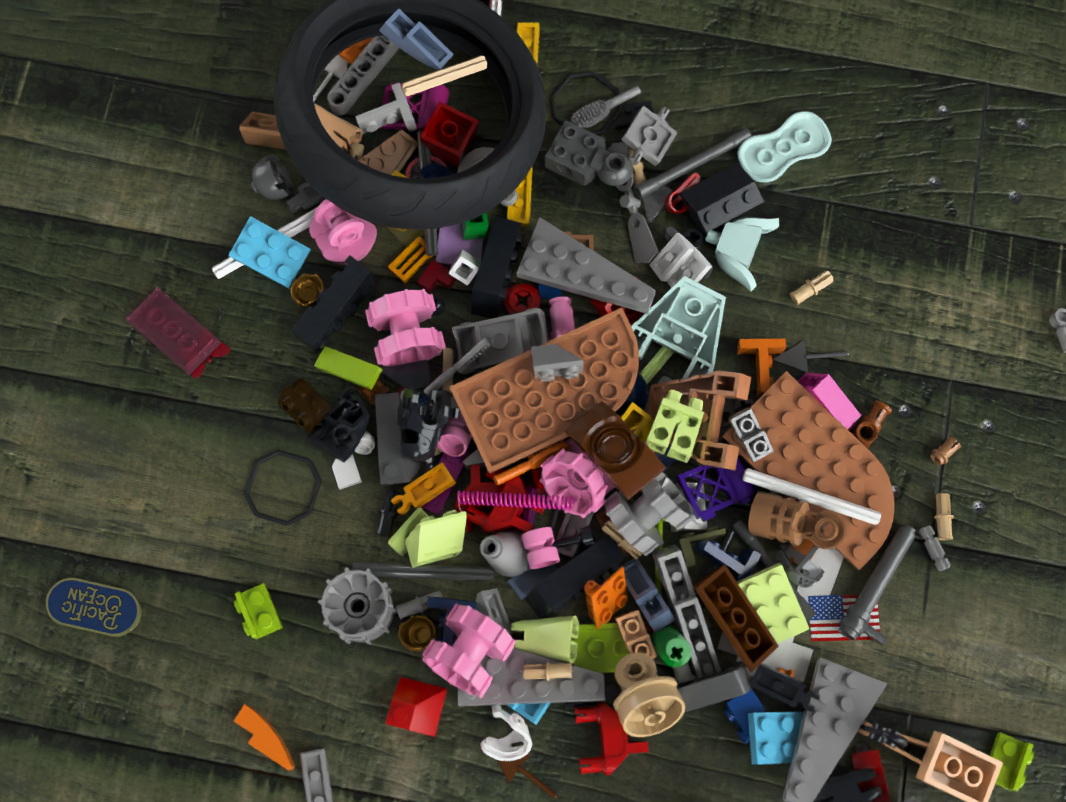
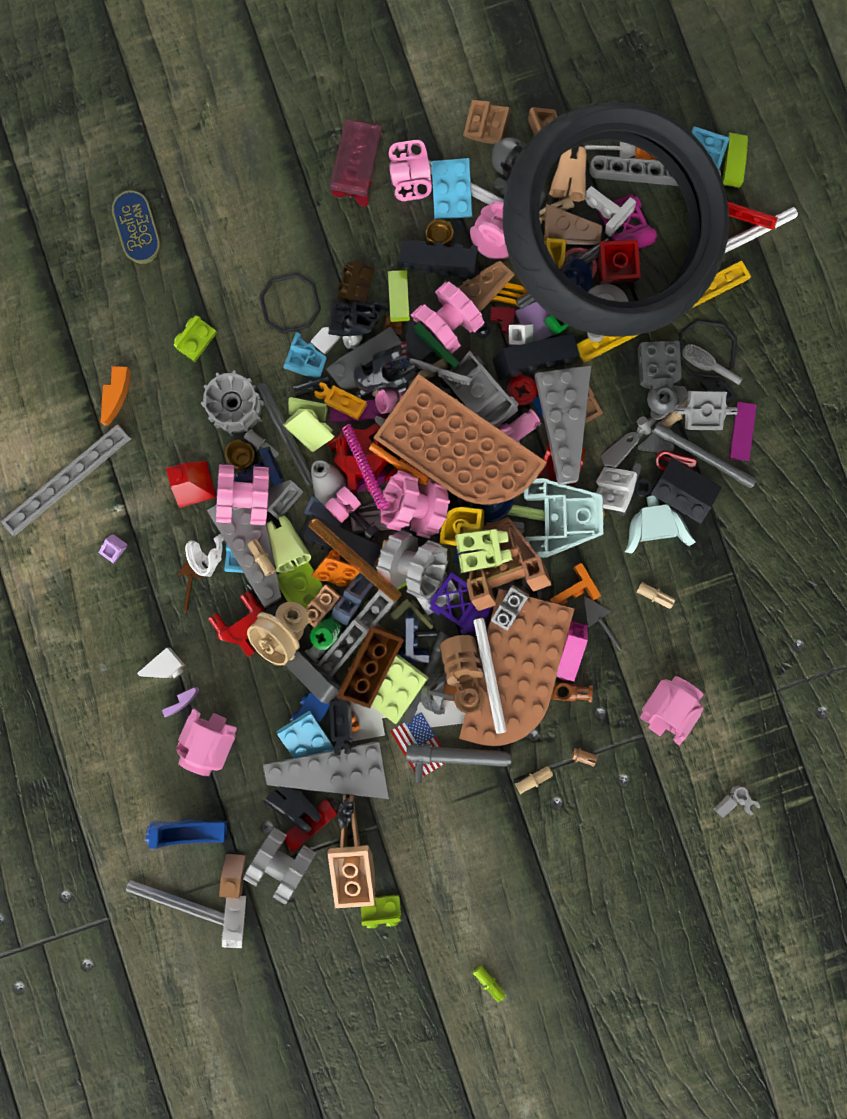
camera: 65 degrees right, 10 degrees up
(222, 182) = (486, 122): none -> medium nougat slope
(224, 283) = (409, 170): none -> bright pink piece
(353, 504) = (304, 358): none -> medium azure slope
(390, 269) = (487, 284): none -> medium nougat wing
(416, 40) = (659, 193): sand blue slope -> none
(428, 356) = (436, 346): none -> dark green tile
(444, 75) = (644, 229): tan axle -> none
(555, 361) = (475, 434): light grey slope -> none
(610, 567) = (354, 559): none -> clear orange axle
(615, 449) = (436, 515): reddish brown slope -> none
(690, 116) = (742, 431): none -> magenta tile
(799, 138) = (771, 523): light aqua plate -> none
(934, 548) = (506, 785): light grey axle -> none
(942, 331) = (673, 707): none -> bright pink piece

